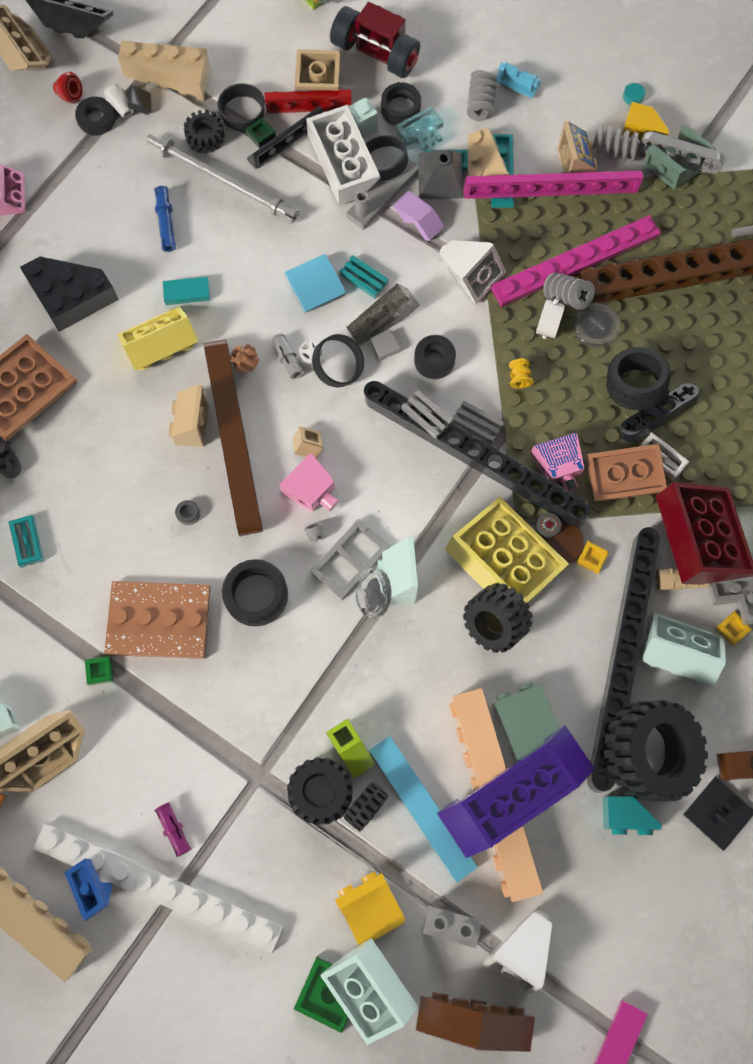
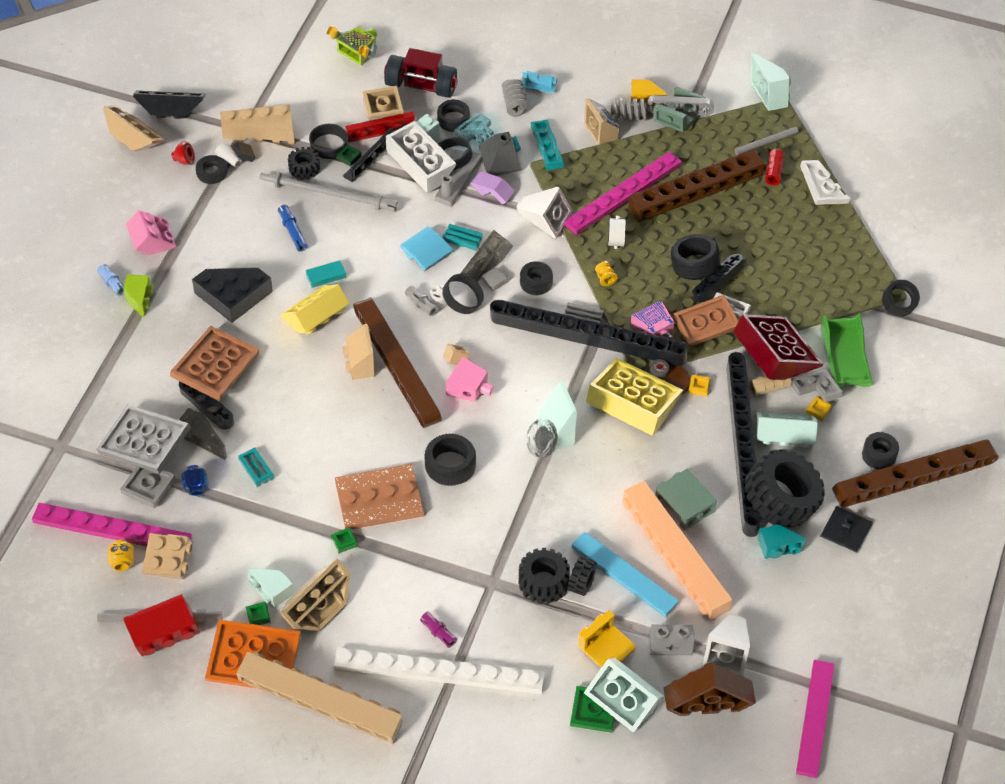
camera: 15 degrees left, 20 degrees down
(87, 889) = (387, 674): blue slope -> none
(187, 512) = (377, 421): dark grey tile -> none
(244, 358) = (389, 307): nougat gear -> none
(315, 530) = (483, 412): light grey hinge -> none
(350, 748) = (555, 537): lime slope -> none
(358, 525) = (504, 420): light grey window -> none
(431, 406) = (545, 309): light grey tile -> none
(484, 155) = (532, 140): tan wing -> none
(497, 618) = (631, 441): black tyre -> none
(517, 794) = (689, 539): dark purple slope -> none
(552, 184) = (589, 144): dark pink plate -> none
(569, 290) = (627, 209): light grey piece -> none
(597, 325) = (653, 232): clear tile -> none
(633, 93) = (630, 73): teal tile -> none

